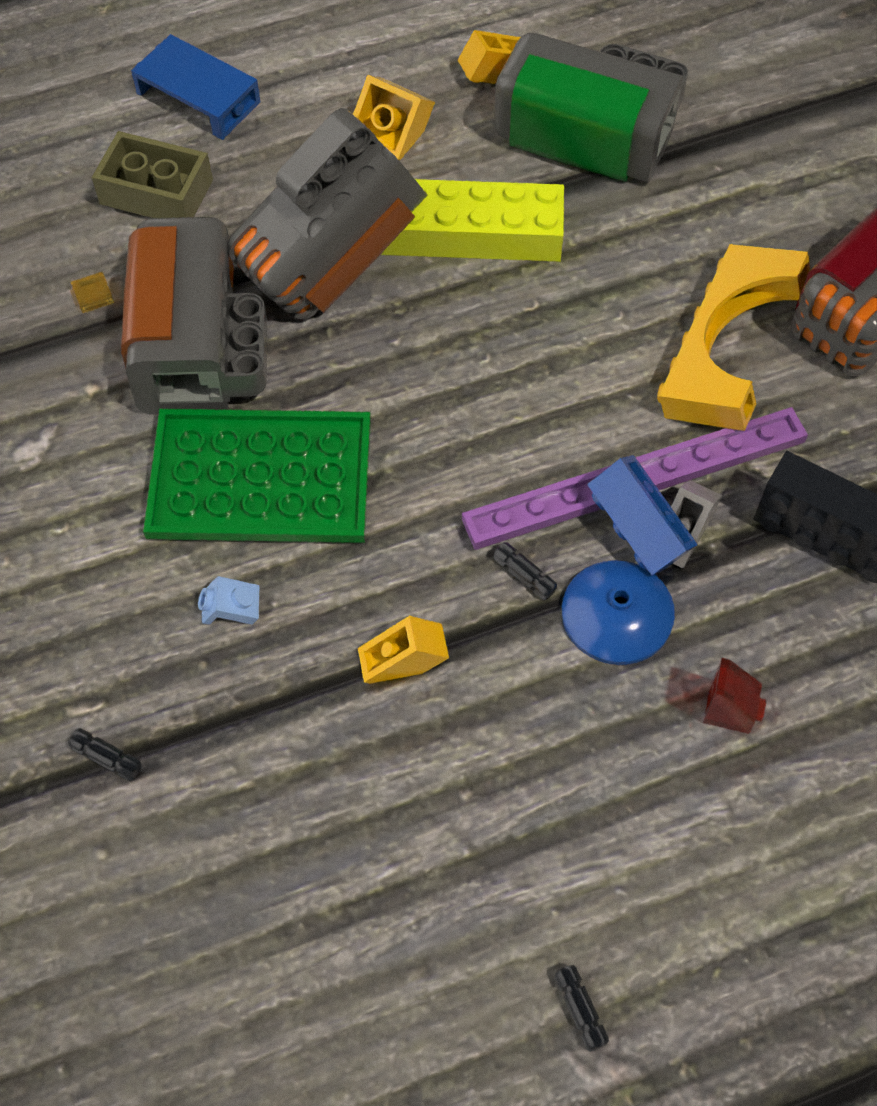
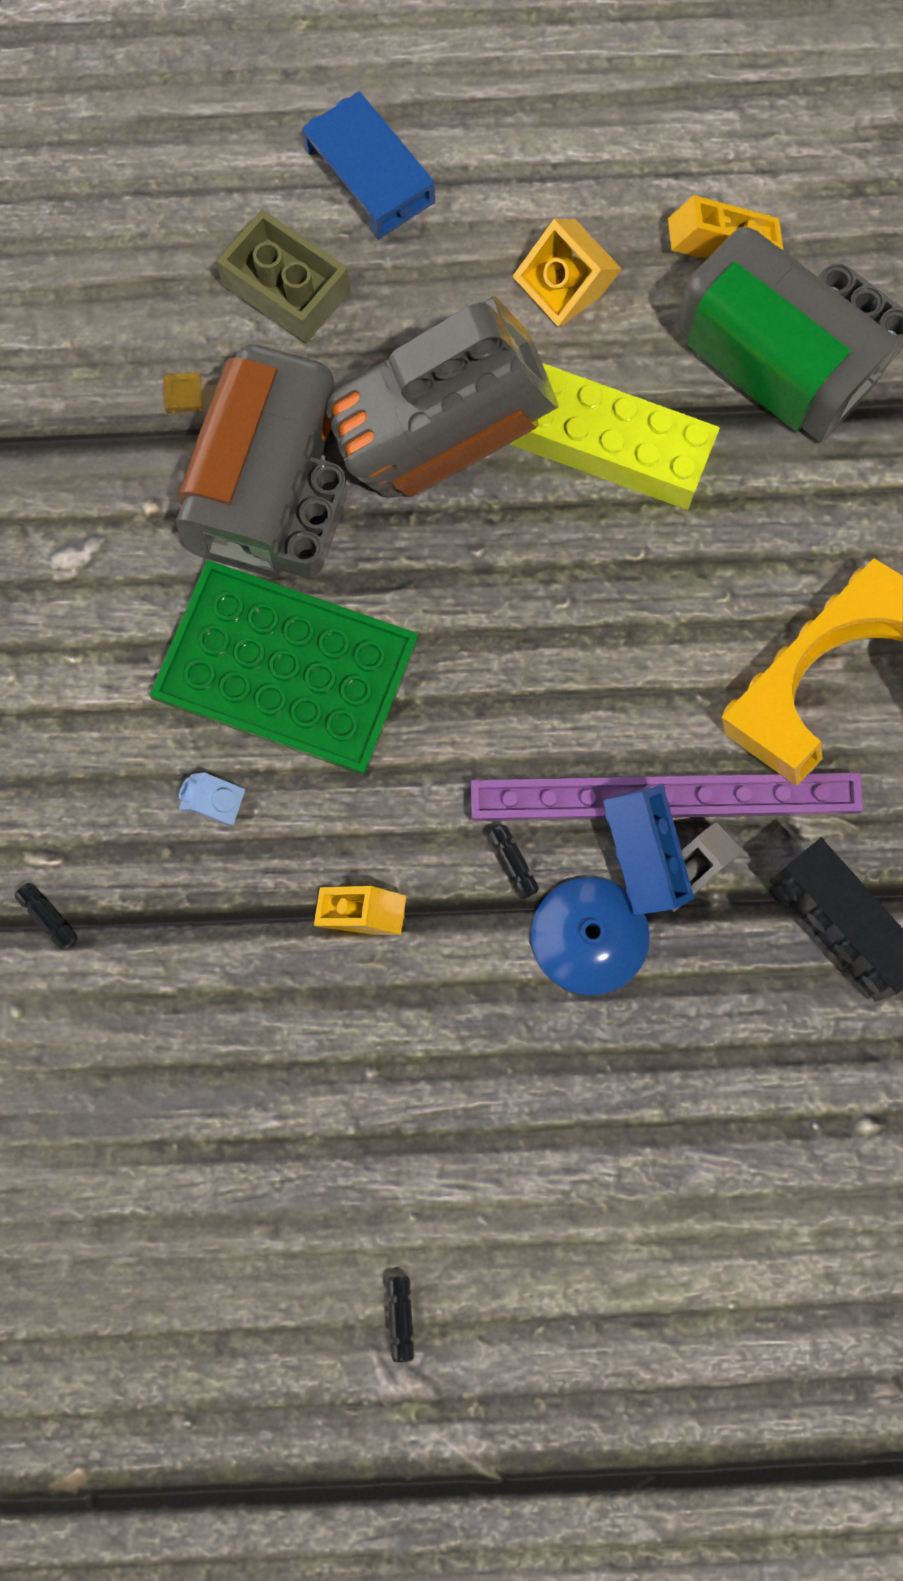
camera: 20 degrees right, 15 degrees up
(734, 699) = (663, 1076): clear red slope -> none

